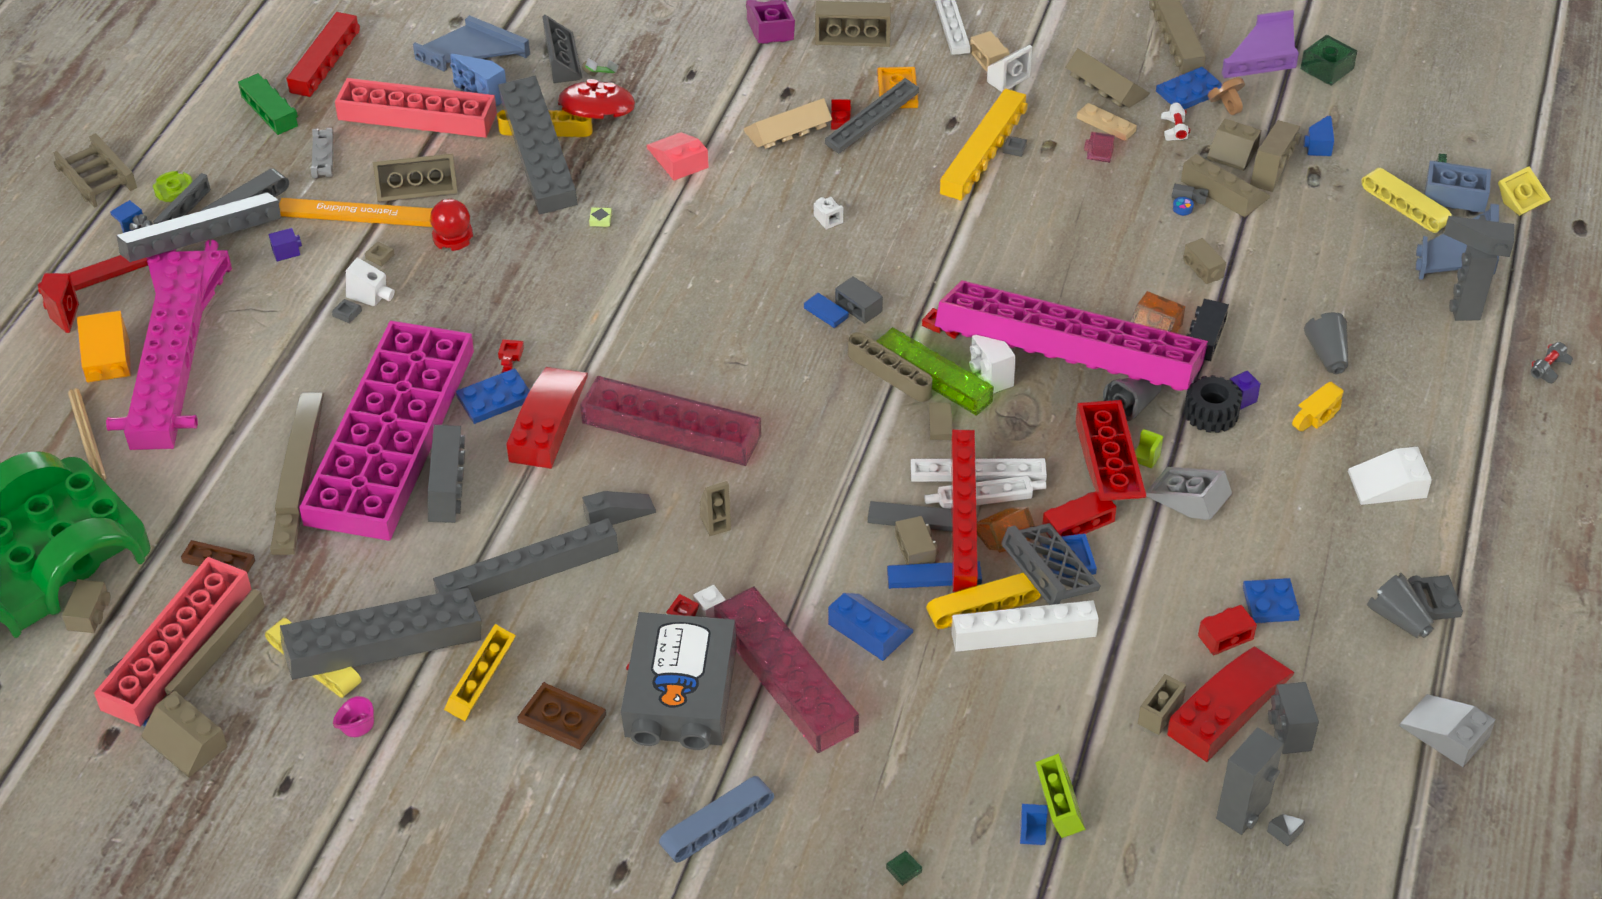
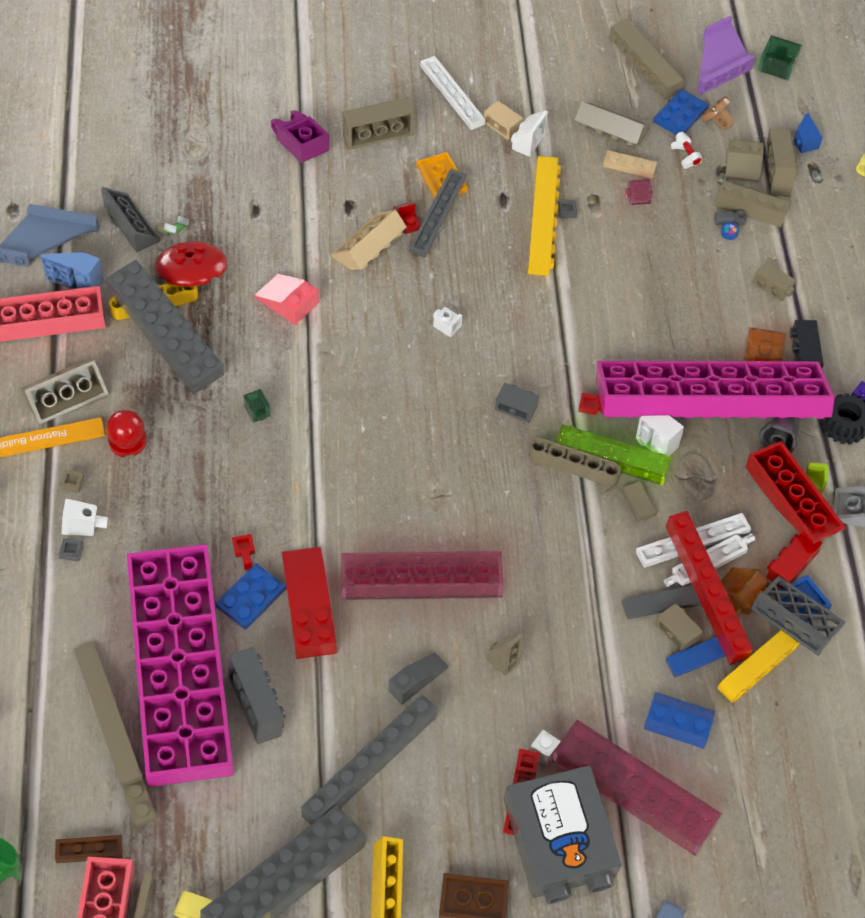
camera: 25 degrees left, 10 degrees up
(592, 236) = (257, 405): none -> clear green brick
(600, 217) = (251, 382): yellowish green tile -> none
(826, 310) = (492, 420): blue tile -> none
(1024, 625) = (802, 679): white brick -> none

